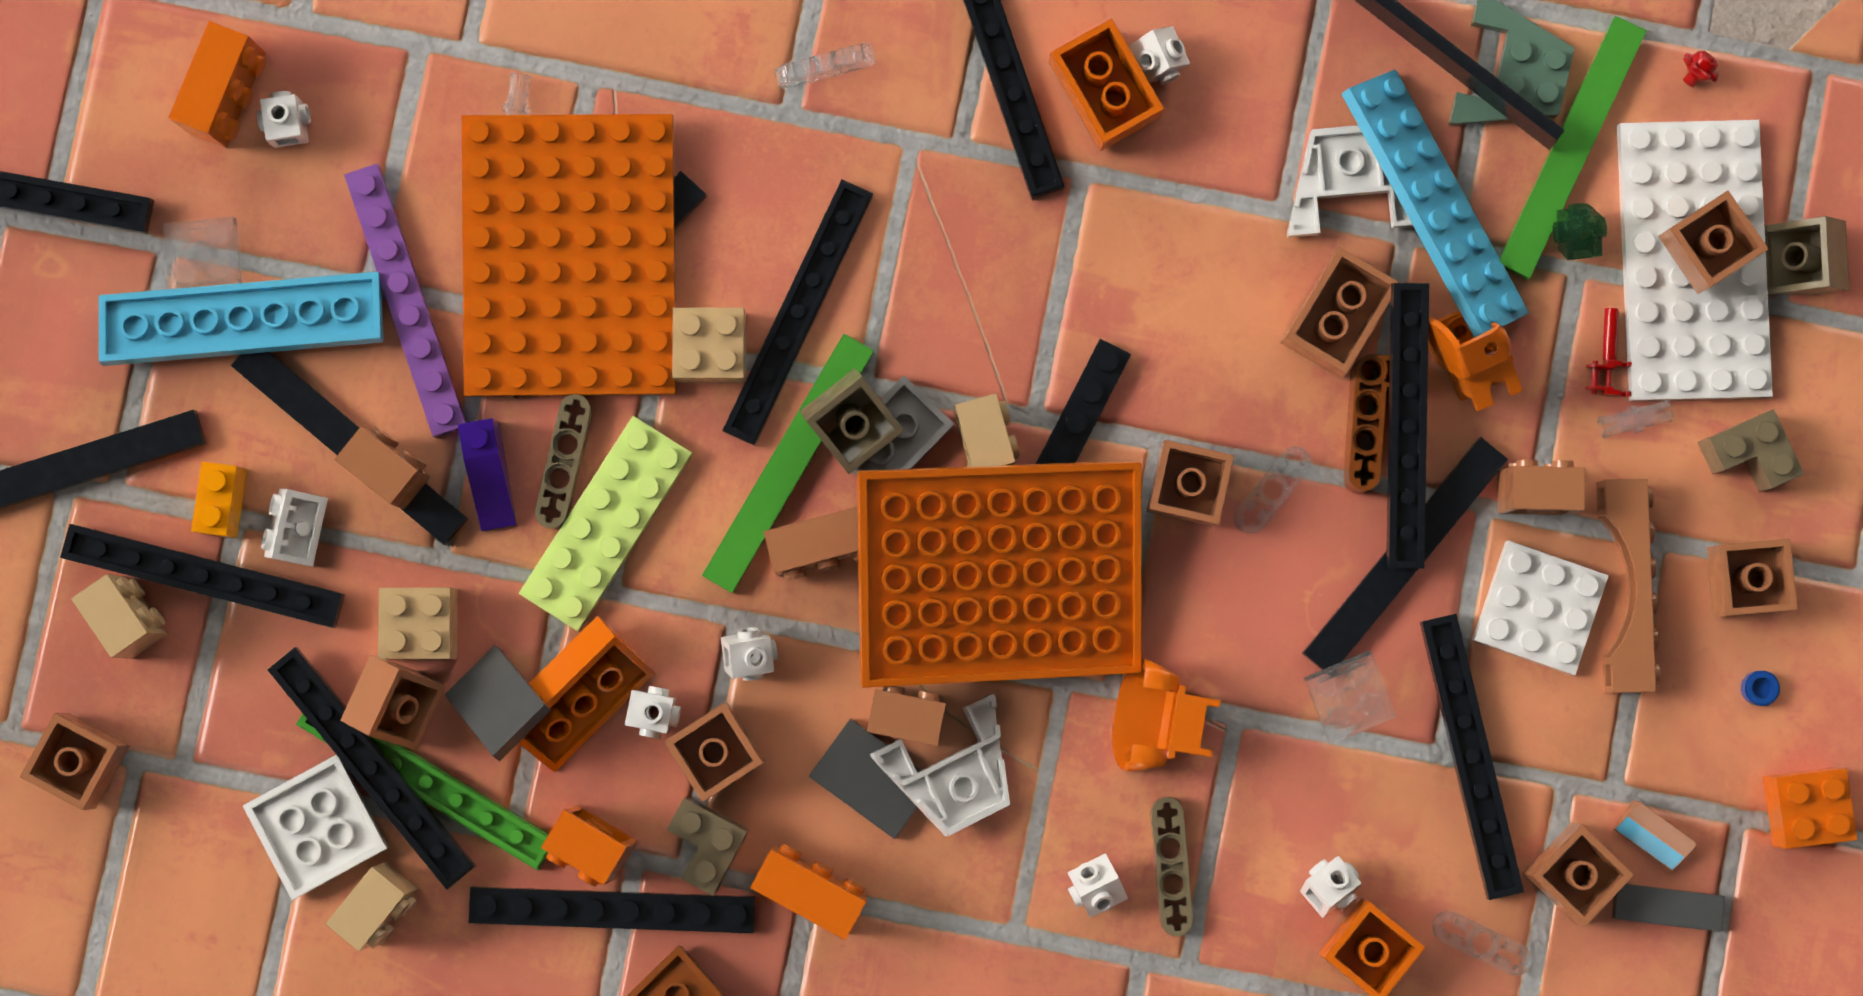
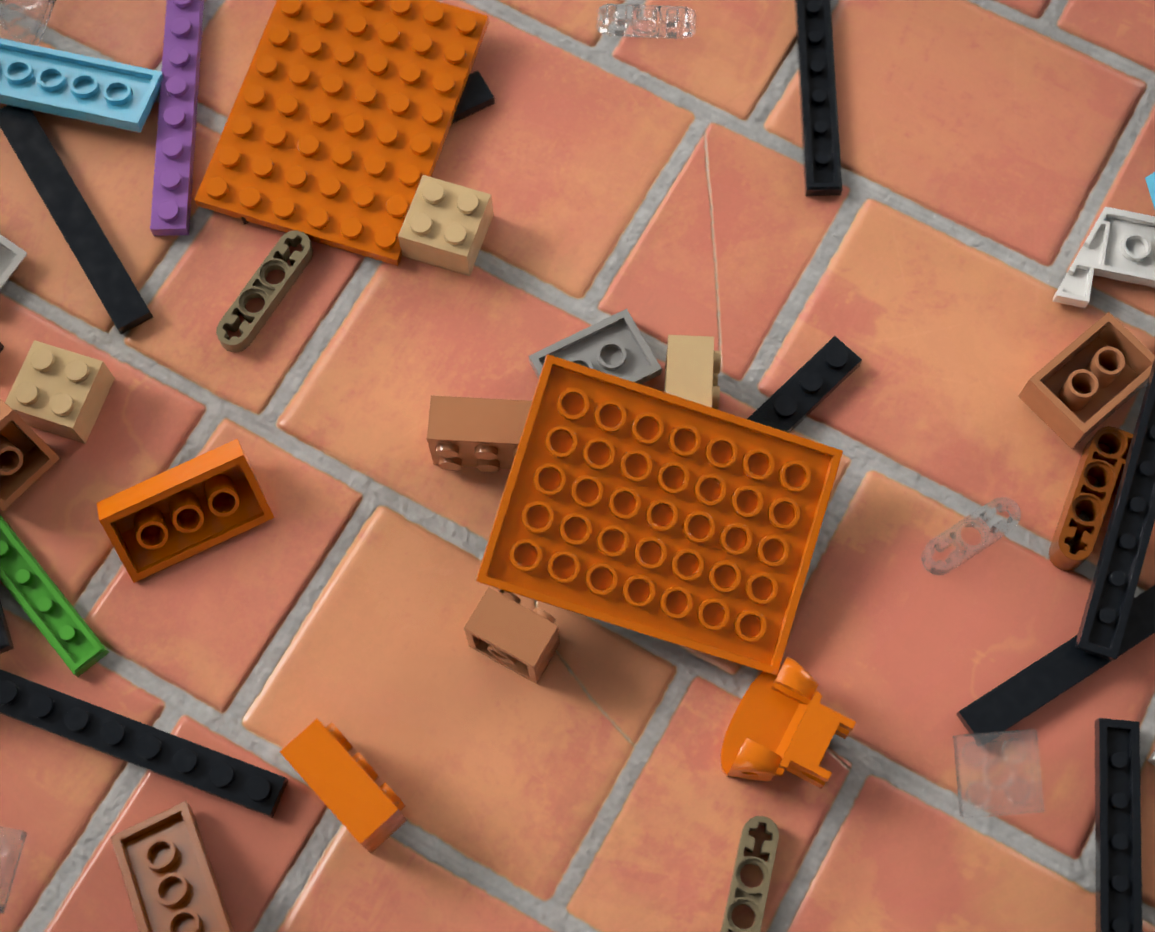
camera: 20 degrees right, 15 degrees down
(382, 468) = (88, 229): nougat brick -> none
(487, 473) = (187, 275): dark purple slope -> none
(497, 703) = (102, 488): dark grey tile -> none
(588, 846) = (130, 655): orange brick -> none
(605, 523) = (282, 360): yellowish green plate -> none
(639, 712) = (254, 549): white brick -> none
(714, 751) = (301, 609): nougat brick -> none
(716, 839) = (267, 707): dark tan brick -> none
(749, 654) = (360, 520): white brick -> none
(780, 475) = (483, 358): bright green tile -> none
(798, 312) = (541, 228): black tile -> none
(851, 420) = (560, 326): dark tan slope -> none
(860, 783) = (456, 695): dark grey tile -> none
(960, 786) = (543, 730): white wing -> none
(1096, 886) = (657, 887): white brick -> none
(1106, 84) = (911, 108): orange brick -> none
(1160, 55) = (971, 98): white brick -> none
(1190, 483) = (886, 496): nougat brick -> none

